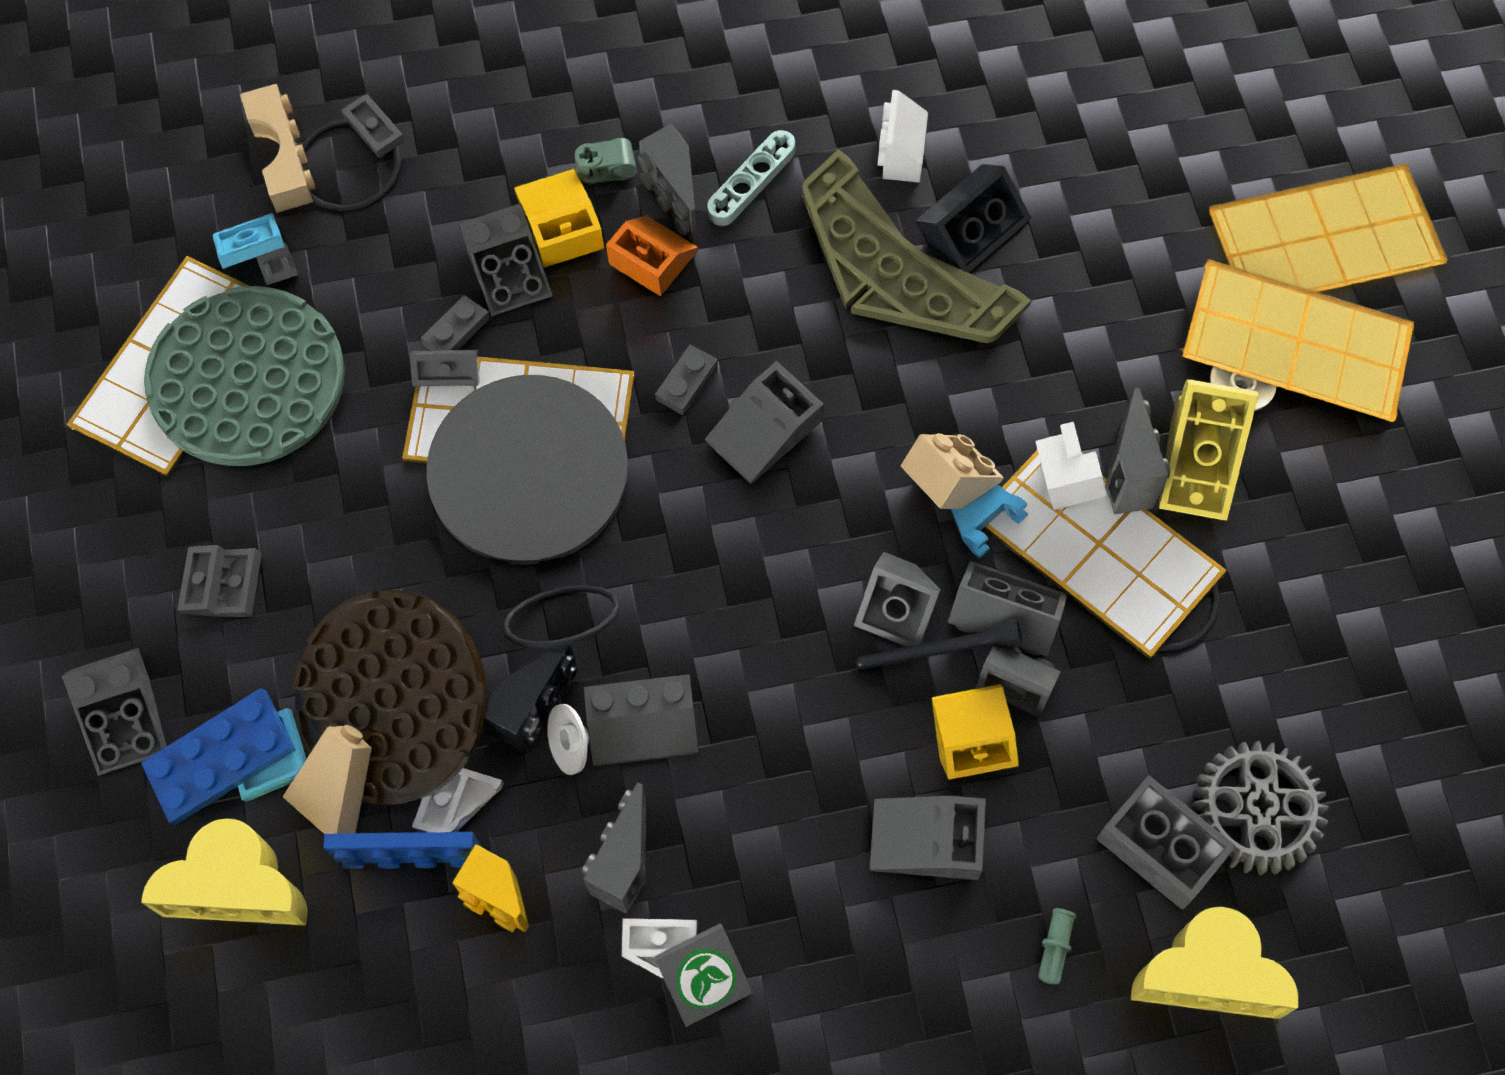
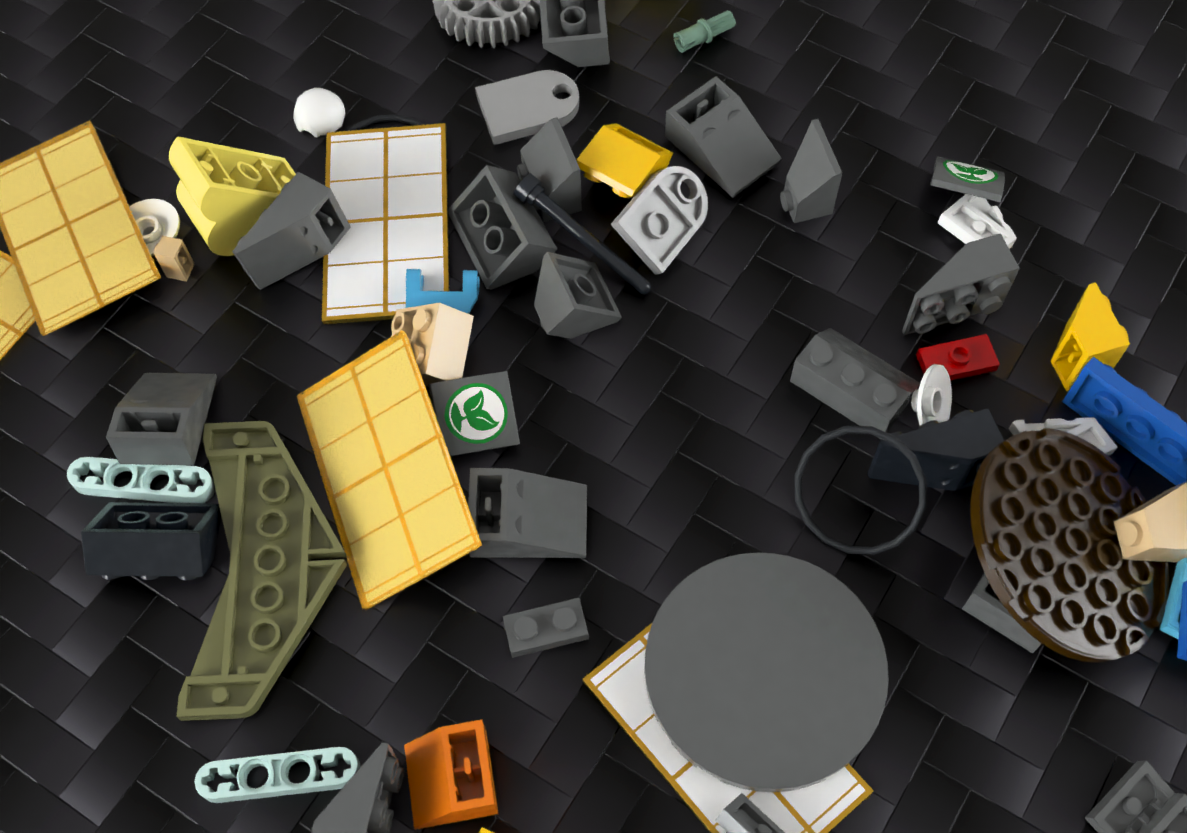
camera: 135 degrees left, 5 degrees down
(583, 808) = (961, 357): none -> red plate
(824, 856) = (813, 178): none -> dark grey slope
(868, 453) = (475, 413): none -> slope
(884, 370) = (387, 471): none -> clear yellow piece
(901, 718) = (661, 218): none -> tile
(902, 139) = (117, 665): white slope -> none
(1030, 245) = (139, 485): none -> light aqua beam
(1059, 279) = (161, 419): none -> dark grey slope
(1068, 473) = (349, 261): white plate -> none
(1117, 736) = (526, 104): none -> light grey tile
(1195, 370) = (174, 258): none -> tan piece
(1253, 581) = (318, 112): none -> white hair

